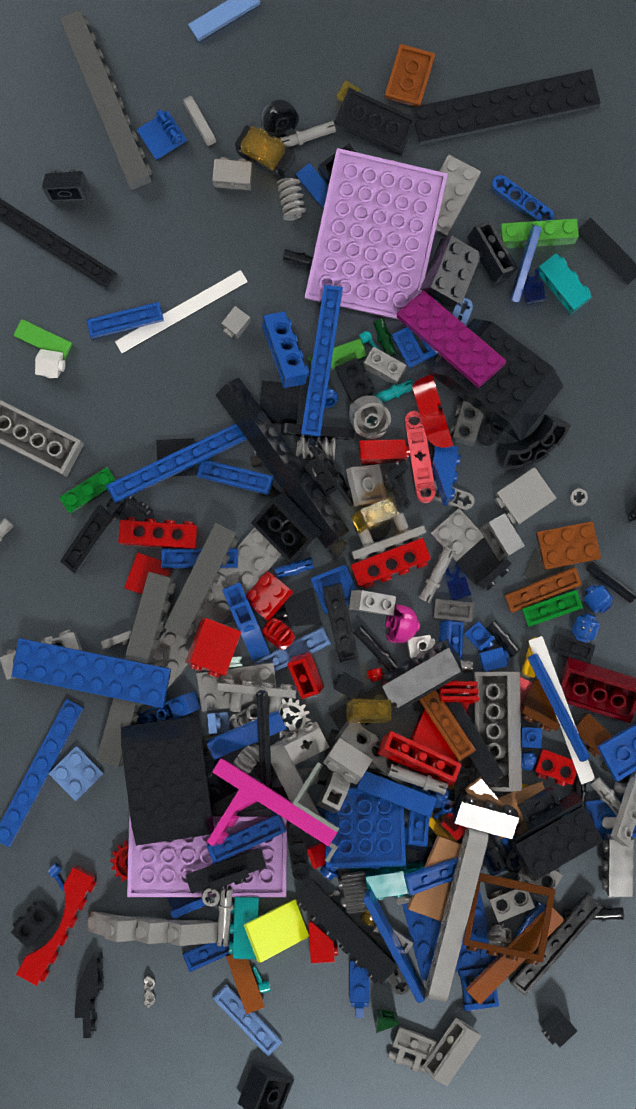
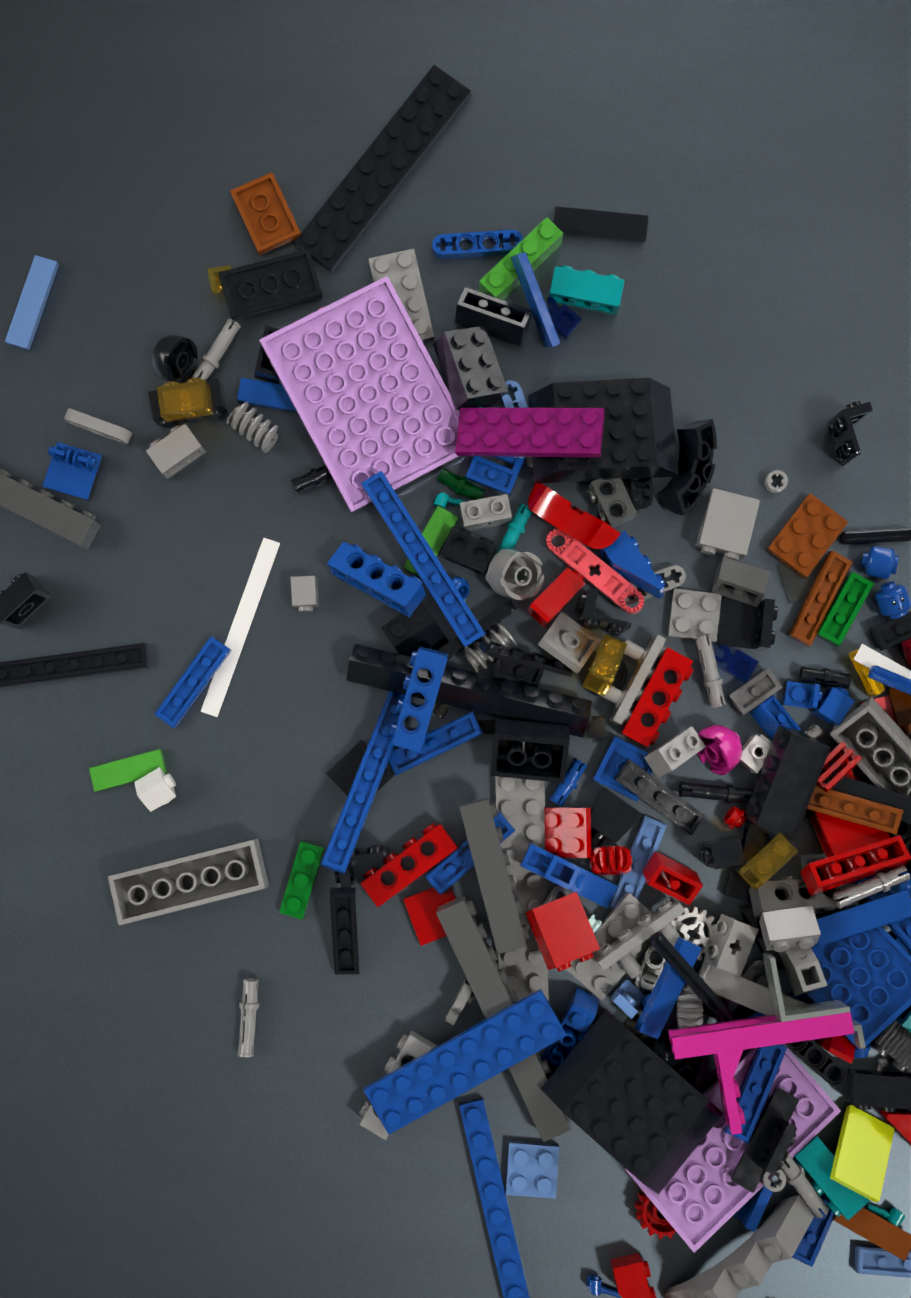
camera: 40 degrees left, 0 degrees up
(219, 450) = (414, 737): none -> blue brick

